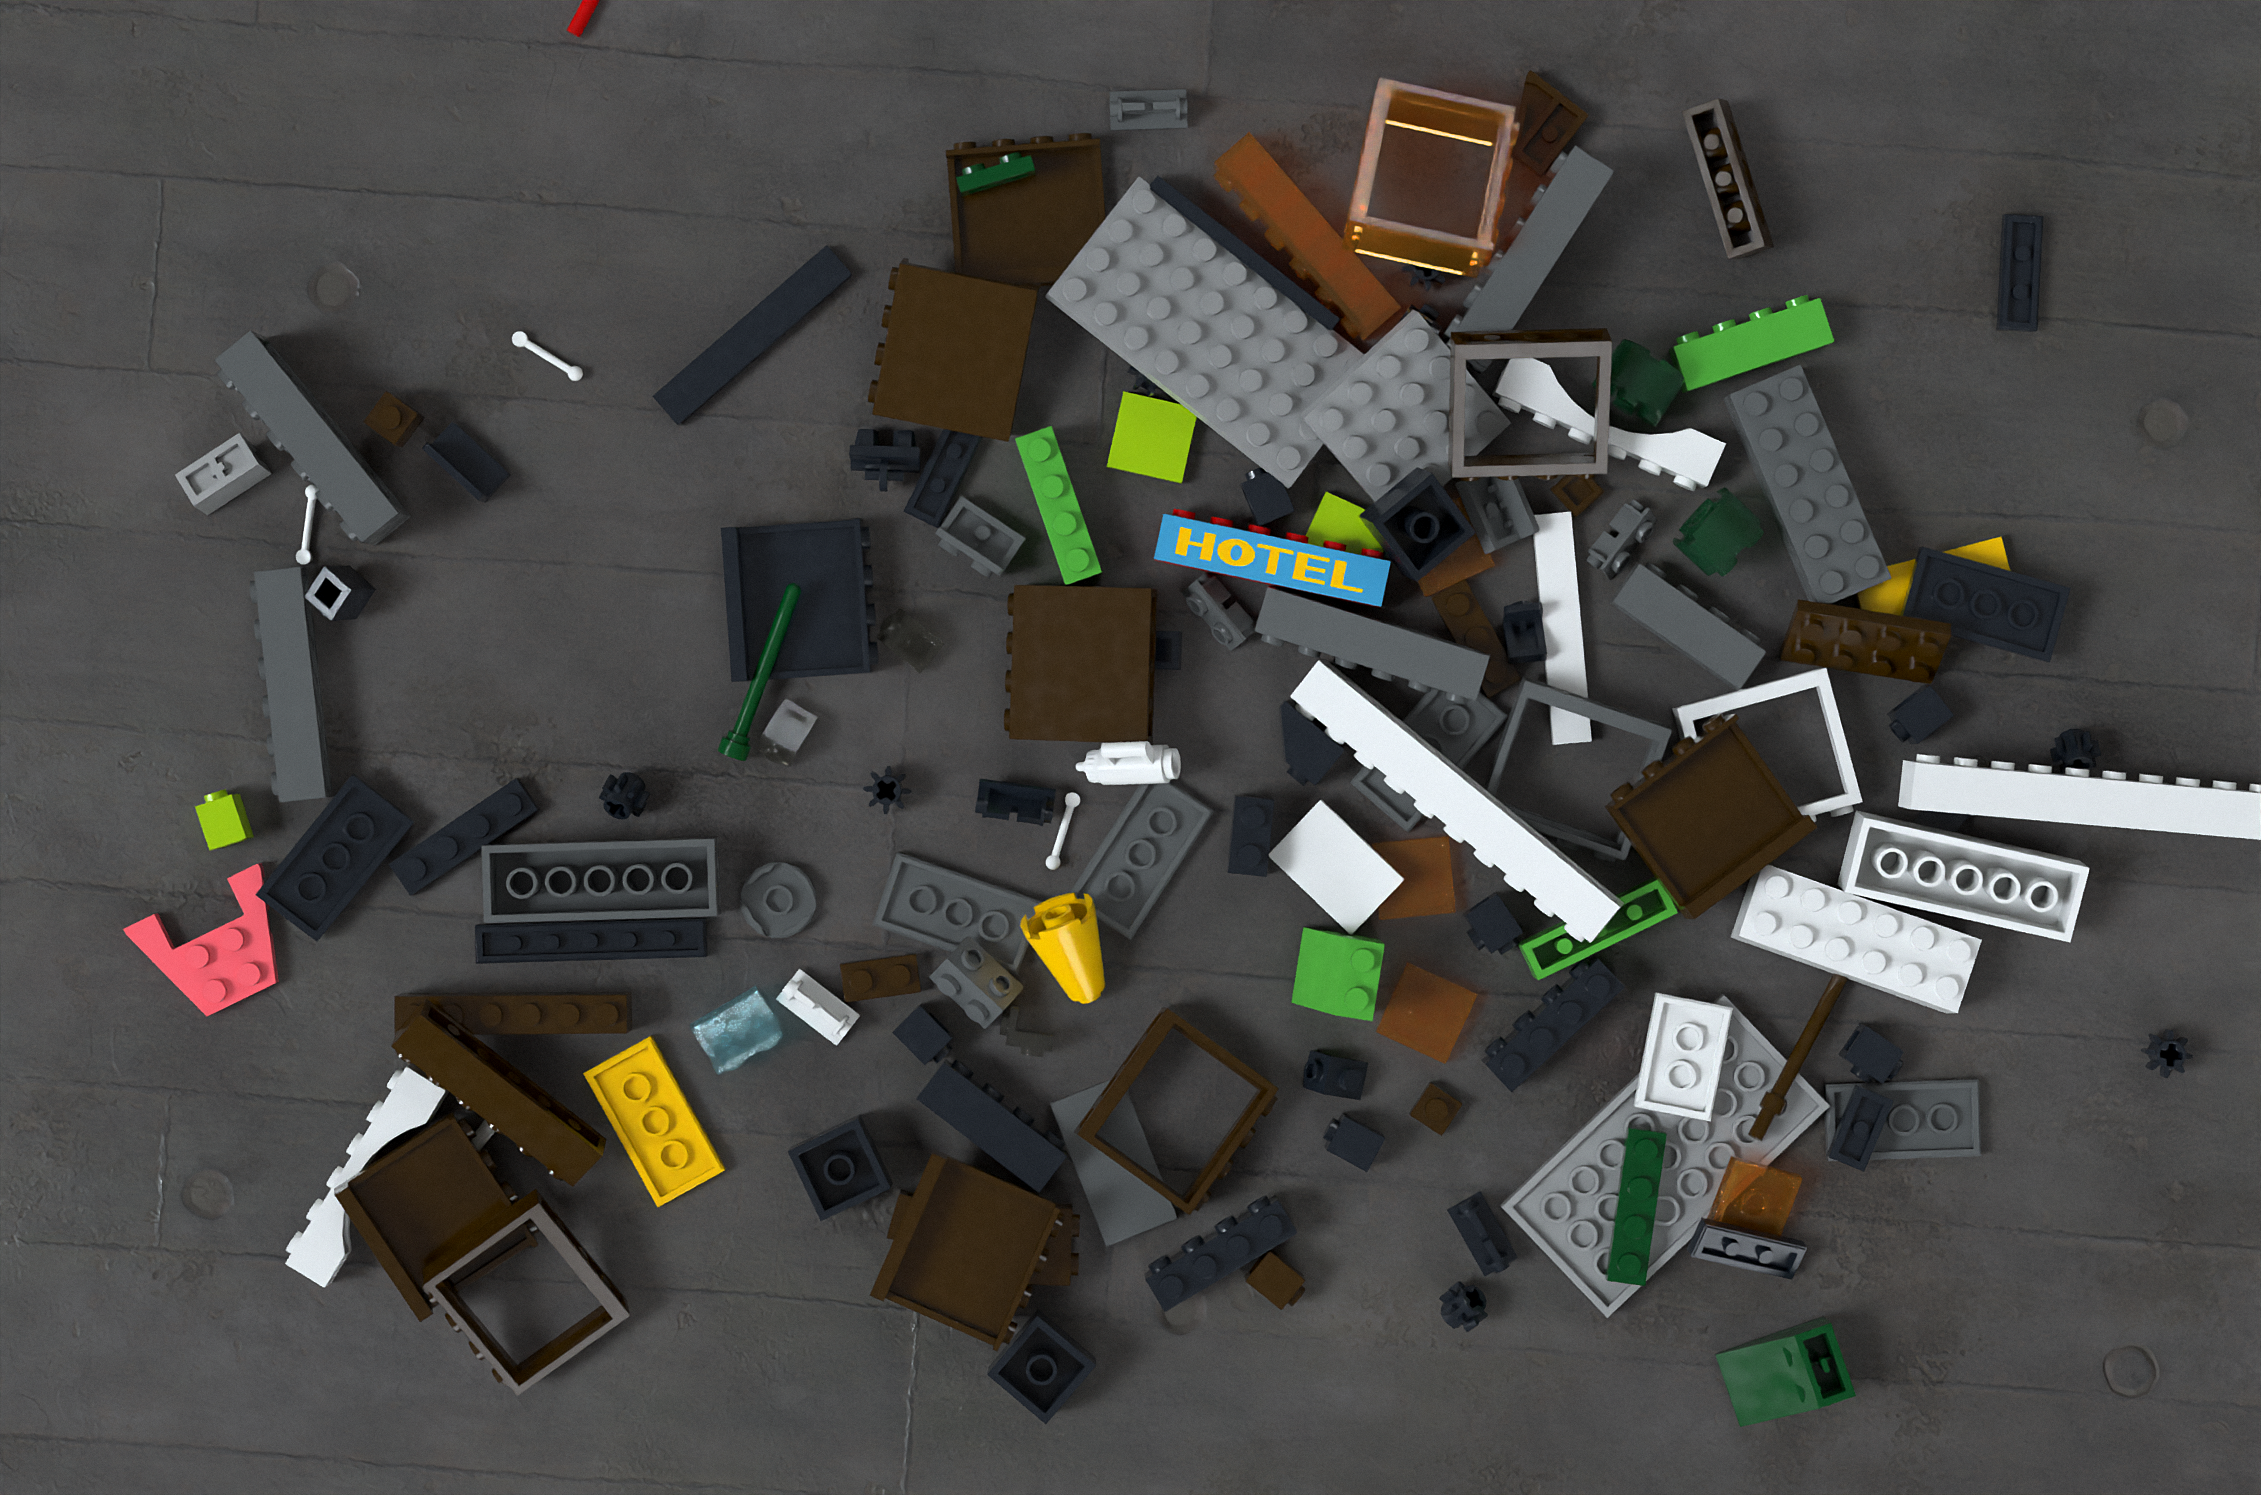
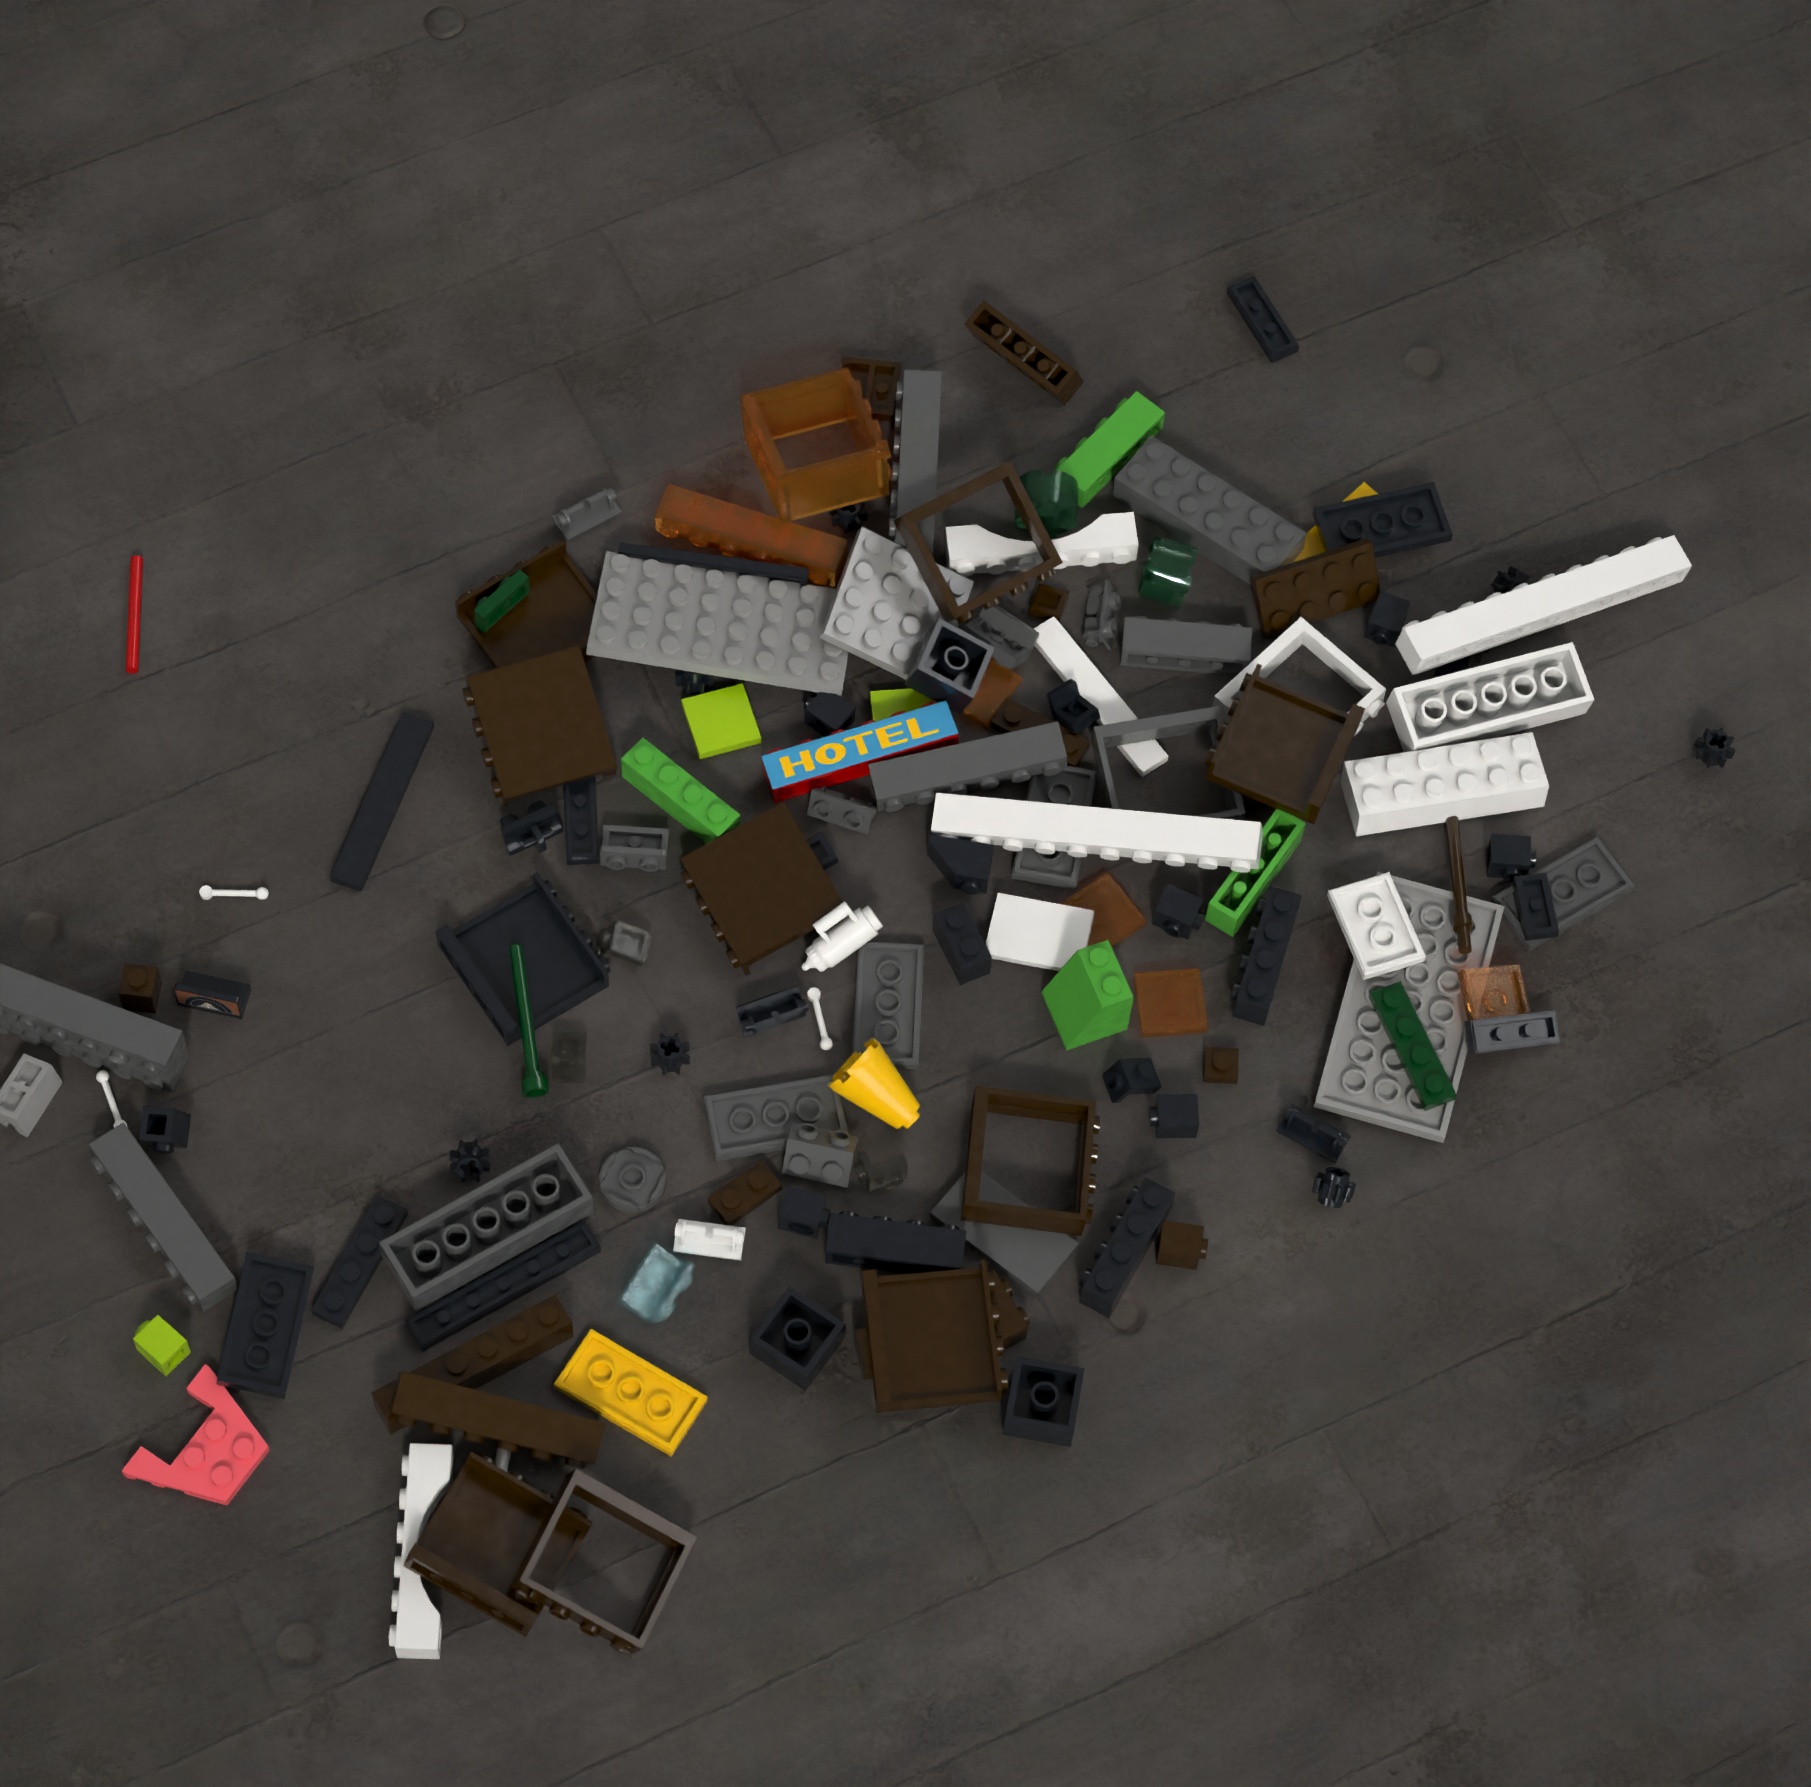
camera: 35 degrees left, 25 degrees down
(1785, 1373) = (1601, 1104): dark green slope -> none

